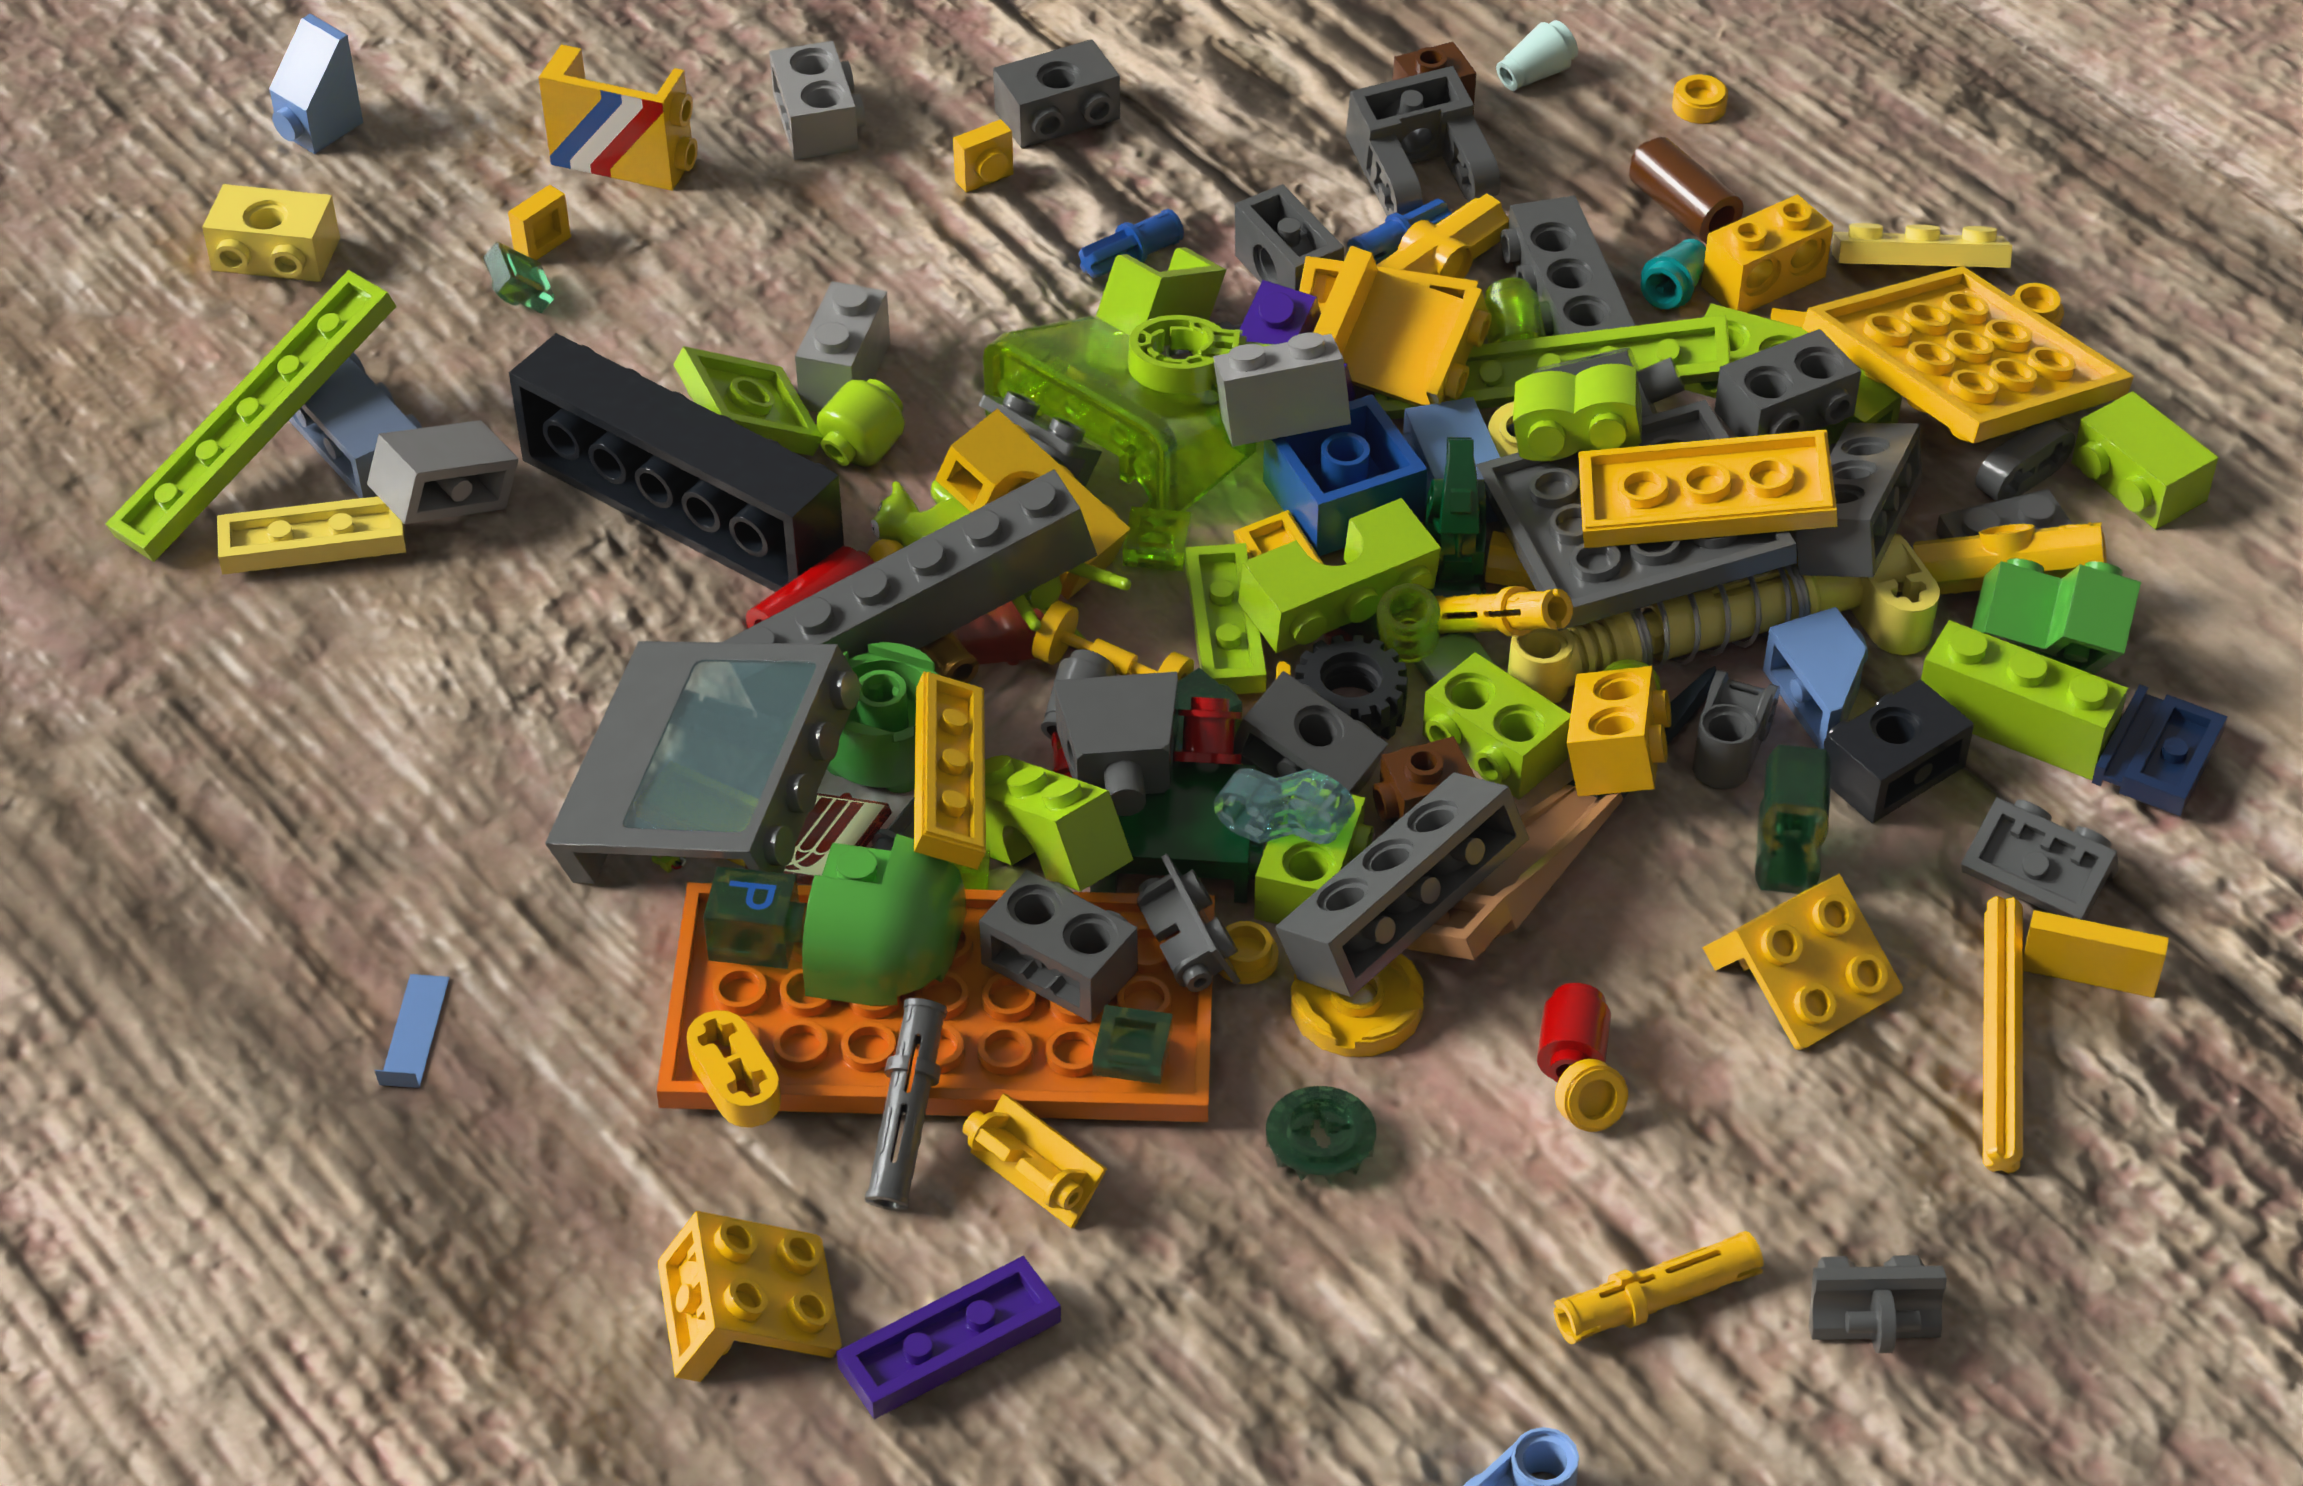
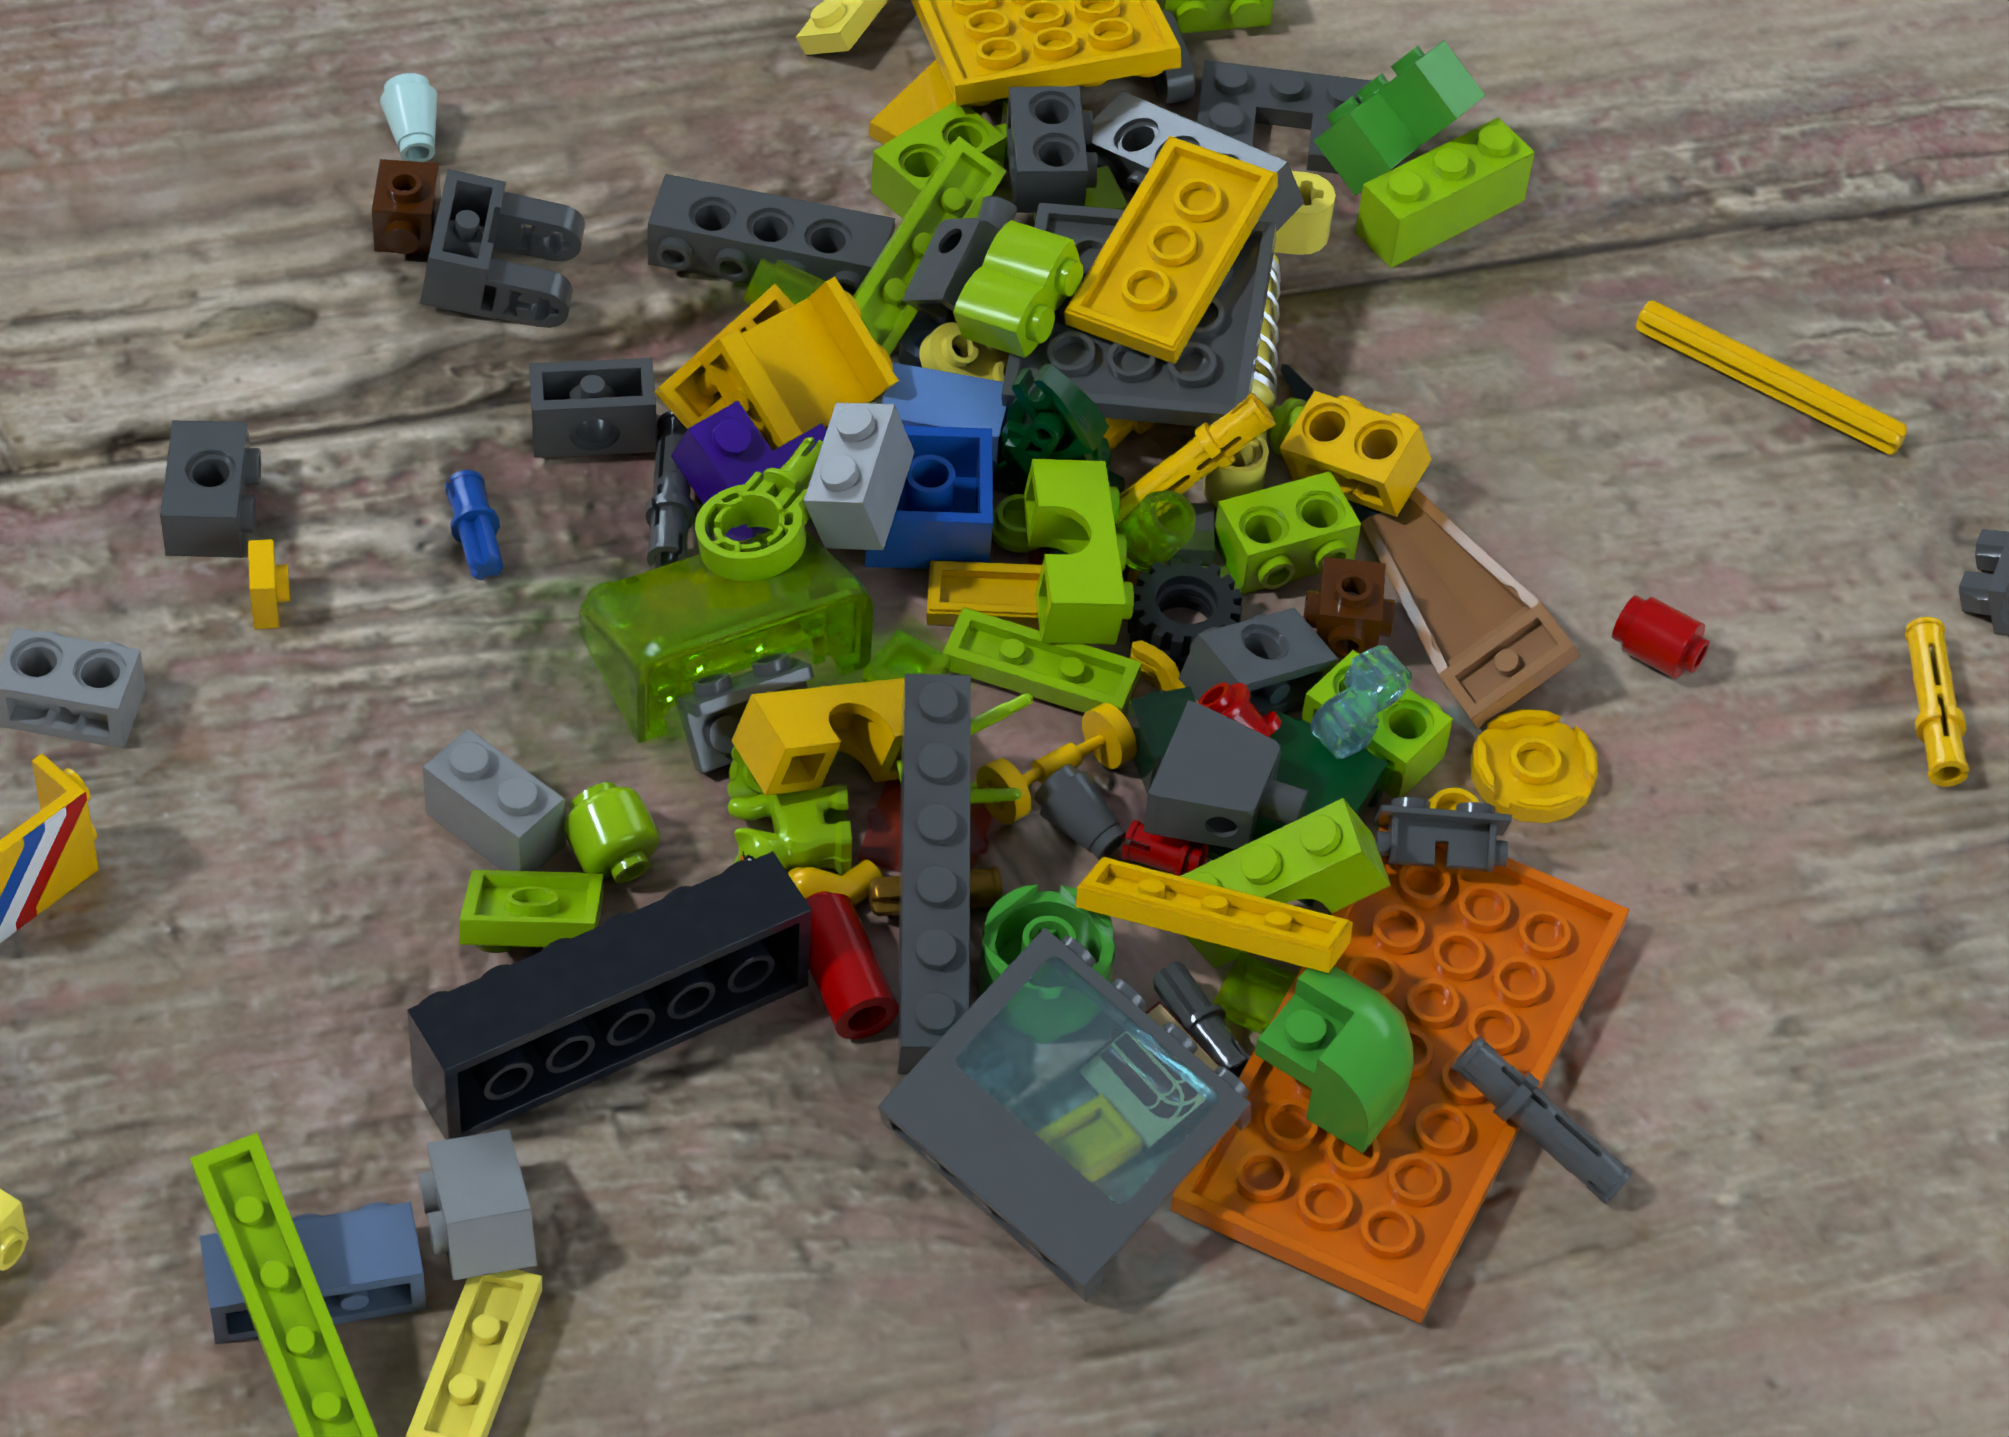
camera: 70 degrees left, 5 degrees up
(518, 278) = (183, 1046): clear green plate -> none
(540, 223) = (104, 996): yellow plate -> none
(745, 1285) = (1684, 1333): yellow bracket -> none
(746, 1062) = (1441, 1234): yellow beam -> none
(753, 917) = (1277, 1148): clear green brick -> none
(948, 1337) = (1791, 1195): dark purple plate -> none
(1034, 1158) = (1627, 1056): yellow hinge -> none
(1059, 945) = (1429, 940): dark grey brick -> none
(1132, 1044) = (1560, 926): clear green plate -> none
(1142, 293) = (602, 522): lime panel -> none
(1343, 1119) = (1704, 844): clear green gear -> none
(1386, 237) = (593, 319): blue axle -> none
(1402, 883) = (1531, 737): dark grey brick -> none
(1453, 242) = (645, 304): yellow piece -> none
(1591, 1095) = (1731, 653): yellow tile -> none
(1673, 274) = (786, 164): teal cone -> none
(1683, 187) = (678, 103): reddish brown brick -> none
(1700, 99) = (543, 39): yellow tile -> none
(1732, 730) = (1368, 374): dark grey piece -> none
(1767, 255) = (812, 90): yellow brick -> none
(1793, 819) = (1522, 384): clear green brick -> none
(1812, 961) = (1635, 443): yellow bracket -> none
(1817, 668) = (1348, 300): medium blue slope -> none
(1897, 750) = (1453, 294): black brick -> none
(1962, 562) = (1298, 107): yellow piece -> none
(2041, 860) = (1617, 267): dark grey bracket -> none
(2094, 953) = (1732, 279): yellow tile -> none
(2160, 750) = (1559, 146): dark blue plate -> none

